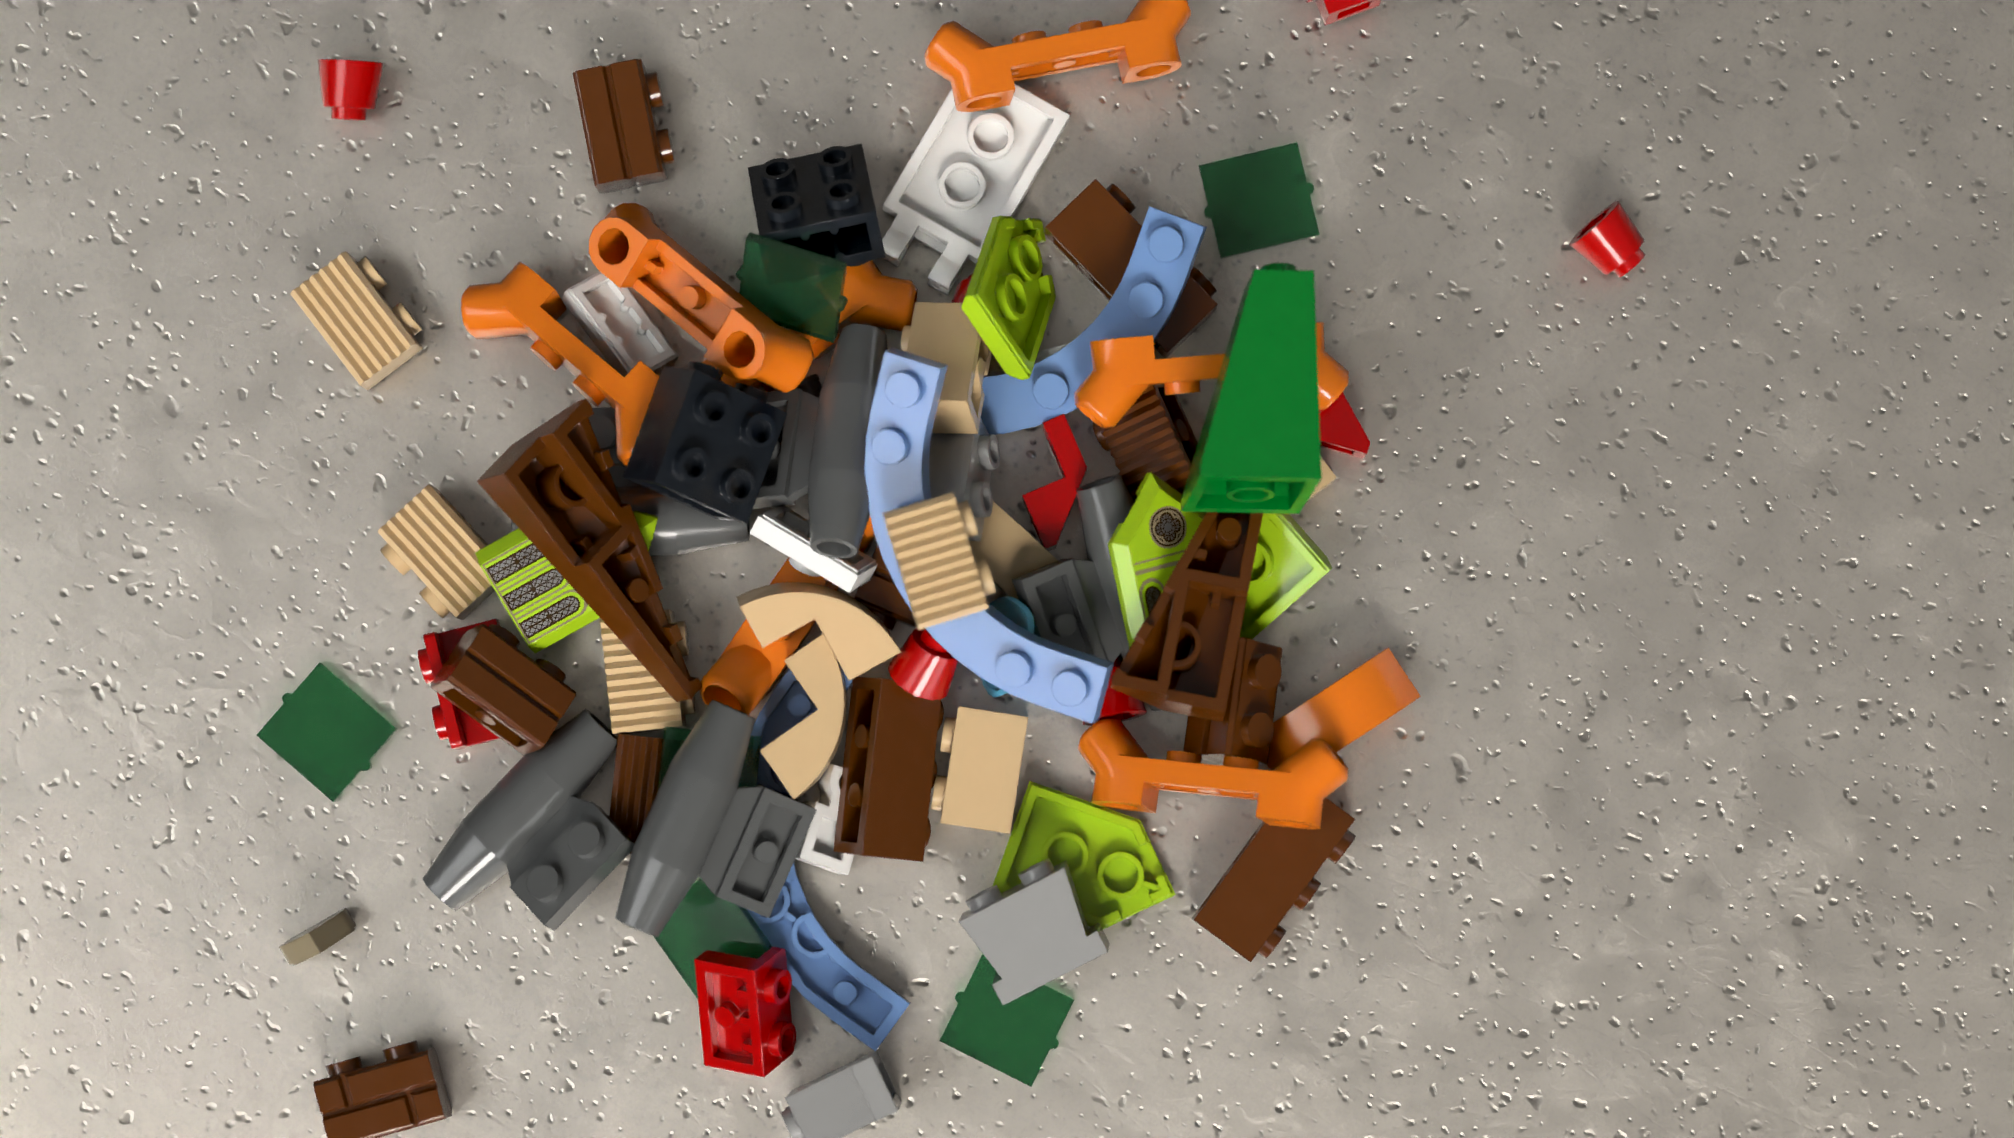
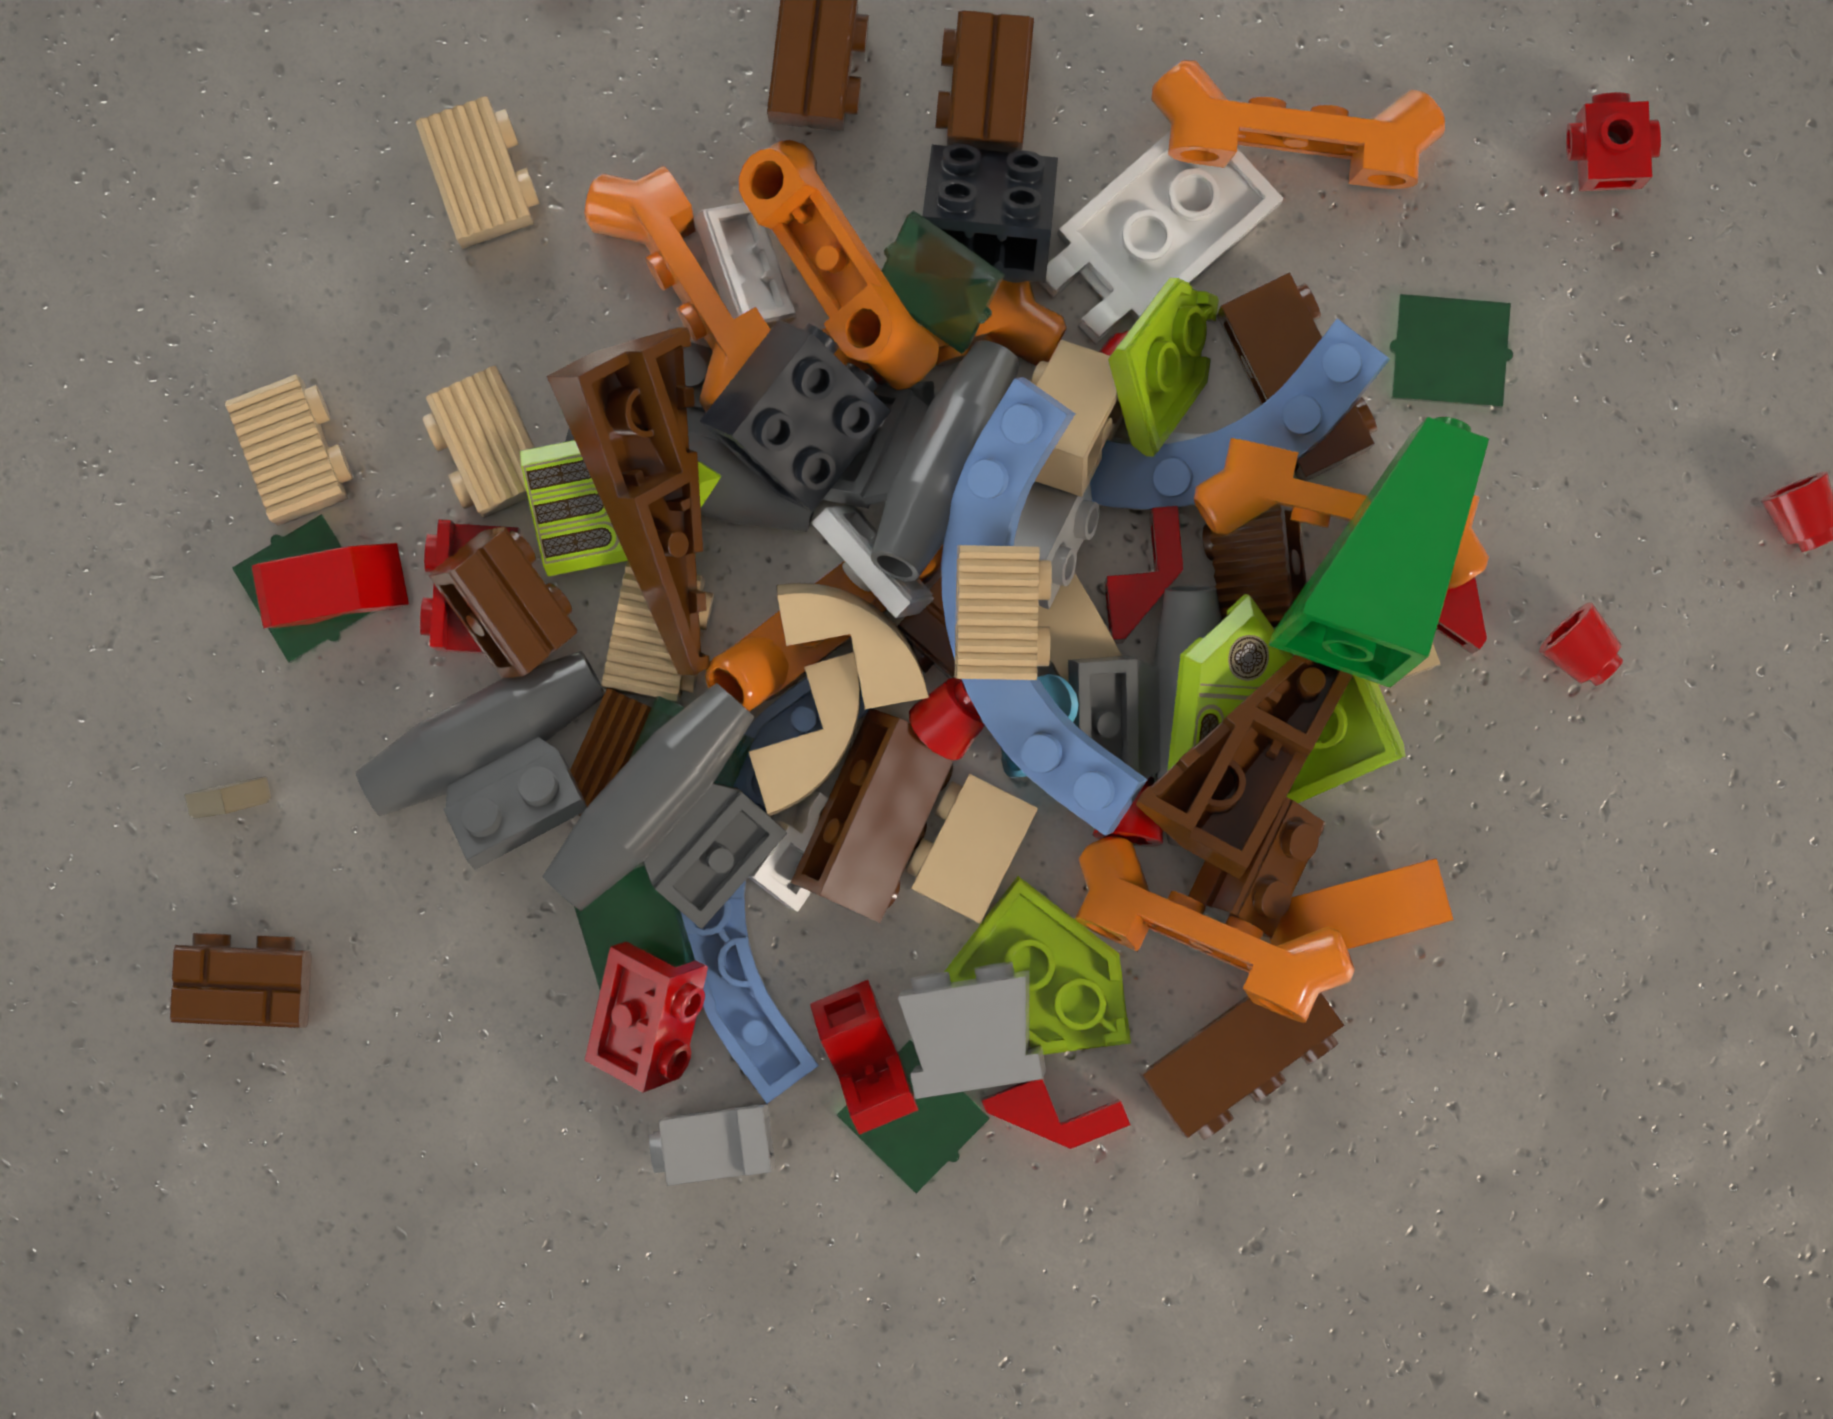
camera: 15 degrees right, 0 degrees up
(272, 615) = (288, 449): none -> tan brick
(346, 722) = (329, 584): none -> red slope
(779, 96) = (988, 80): none -> reddish brown brick
(946, 982) = (864, 1056): none -> red slope
(1108, 981) = (1032, 1109): none -> red slope
(1457, 421) = (1584, 646): none -> red hat

